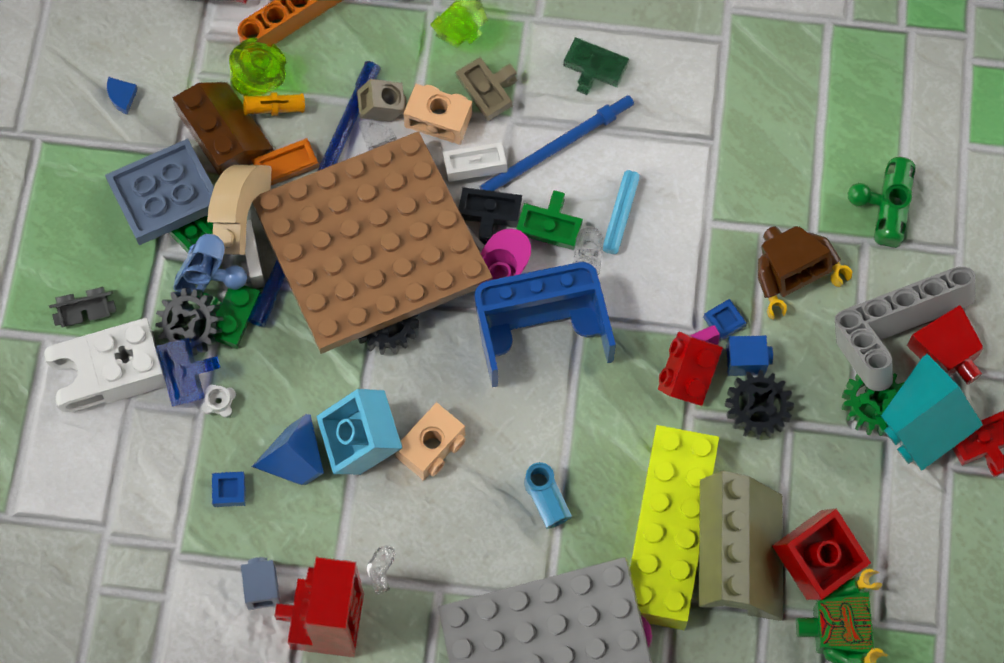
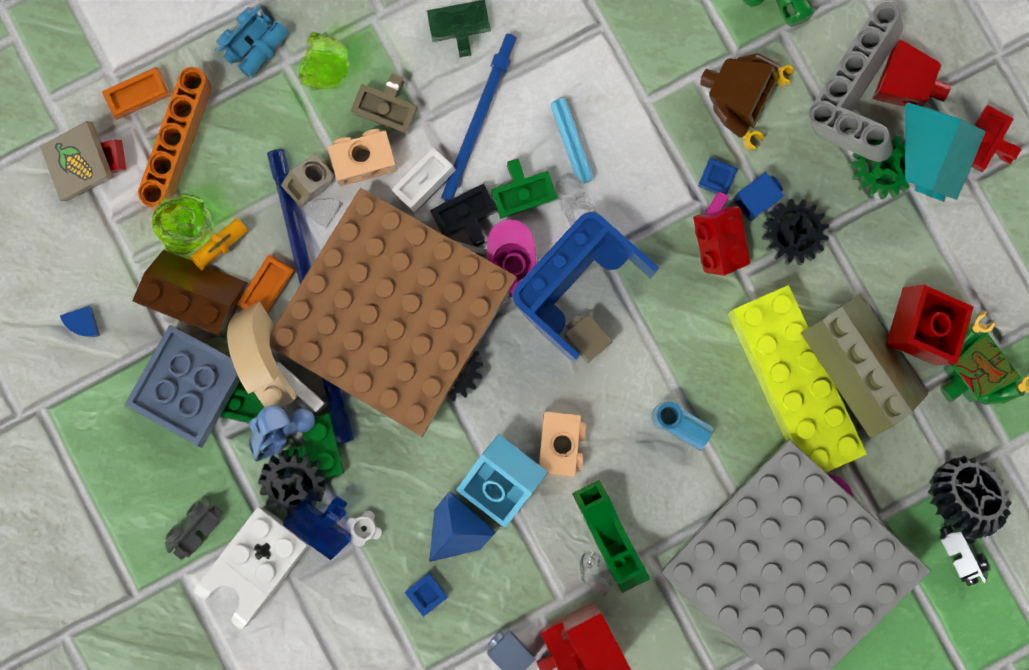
camera: 35 degrees left, 15 degrees up
(417, 539) = (610, 536): none -> green arch
(518, 372) = (587, 337): none -> dark tan brick

